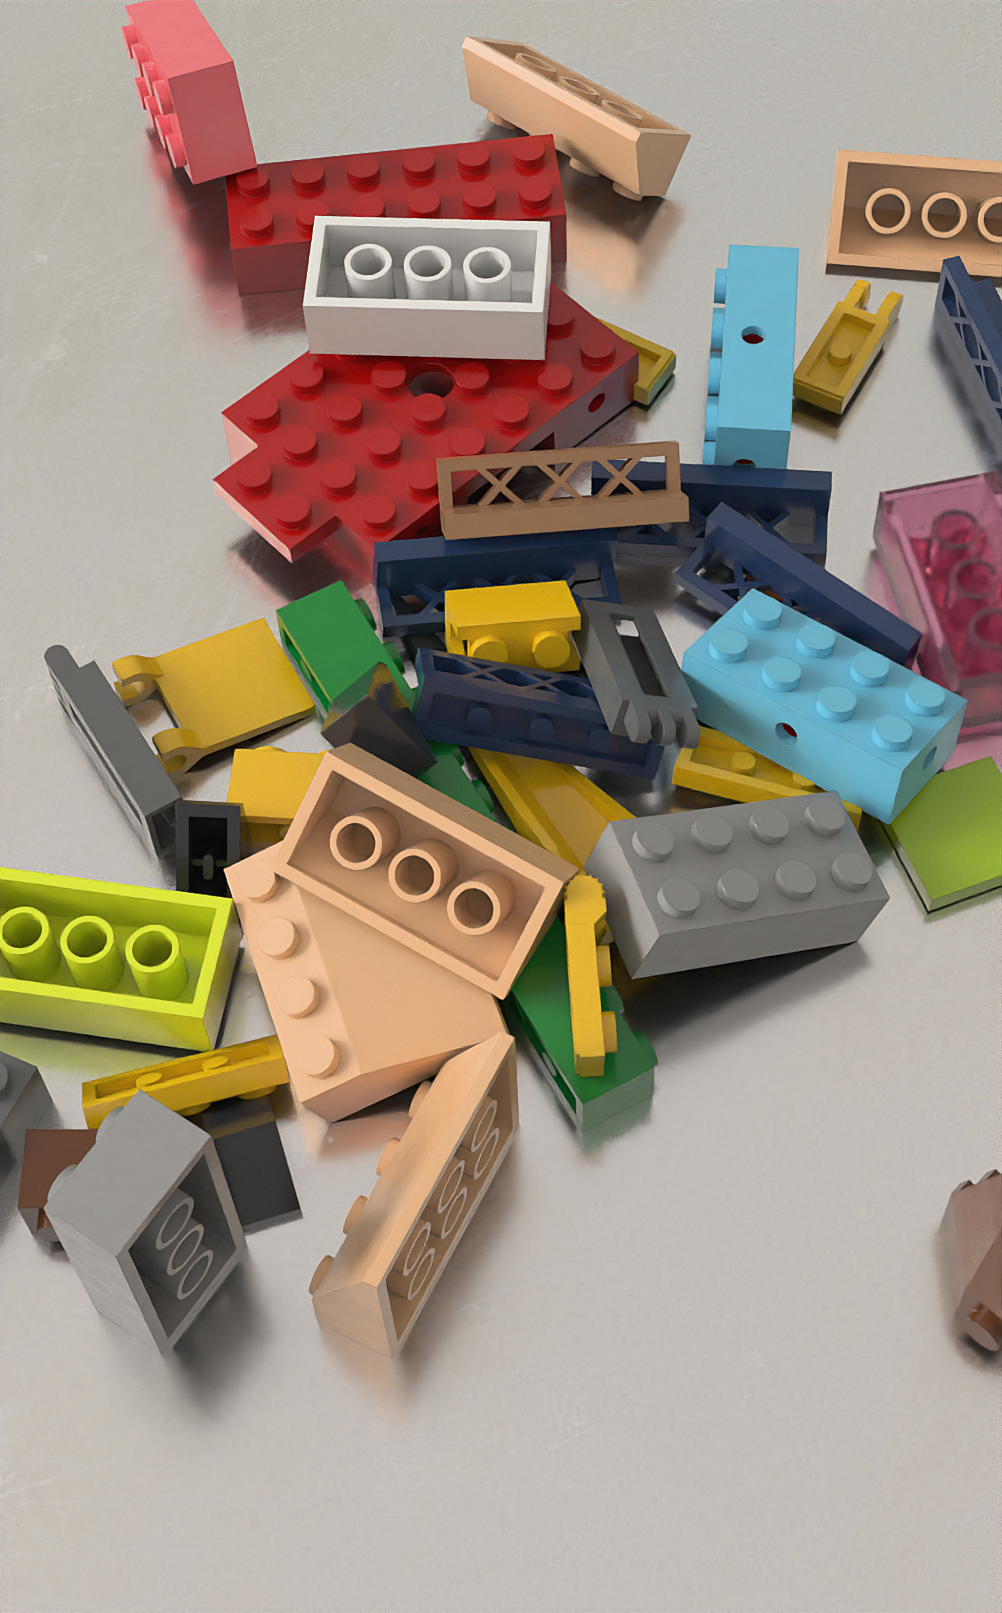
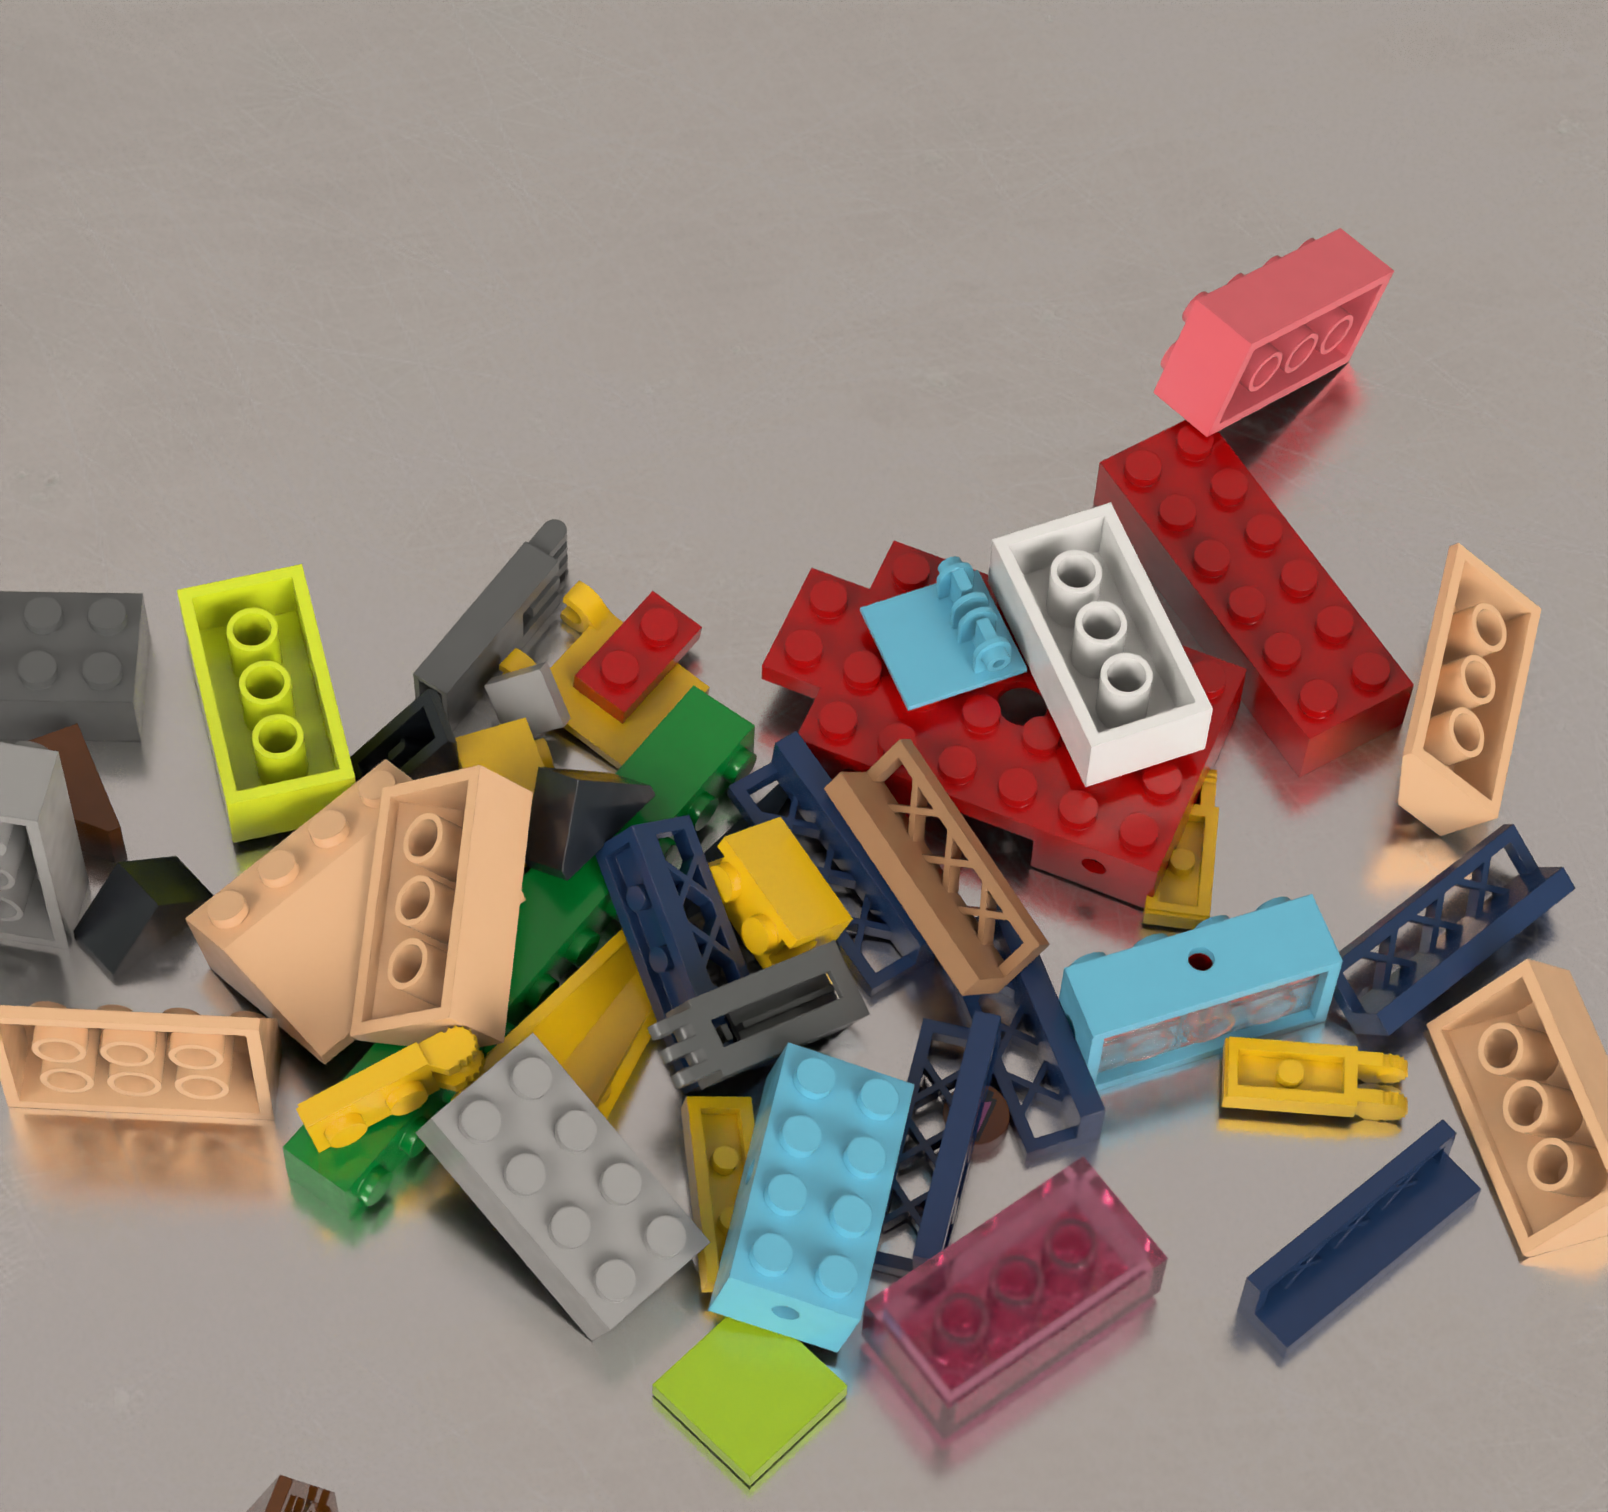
camera: 60 degrees right, 0 degrees up
(192, 1081) = (177, 821): yellow plate -> none
(209, 747) = (529, 694): none -> light grey tile
(210, 652) = (637, 657): none -> red plate
(349, 399) = (943, 637): none -> medium azure hinge
(769, 202) = (1459, 949): none -> dark blue fence

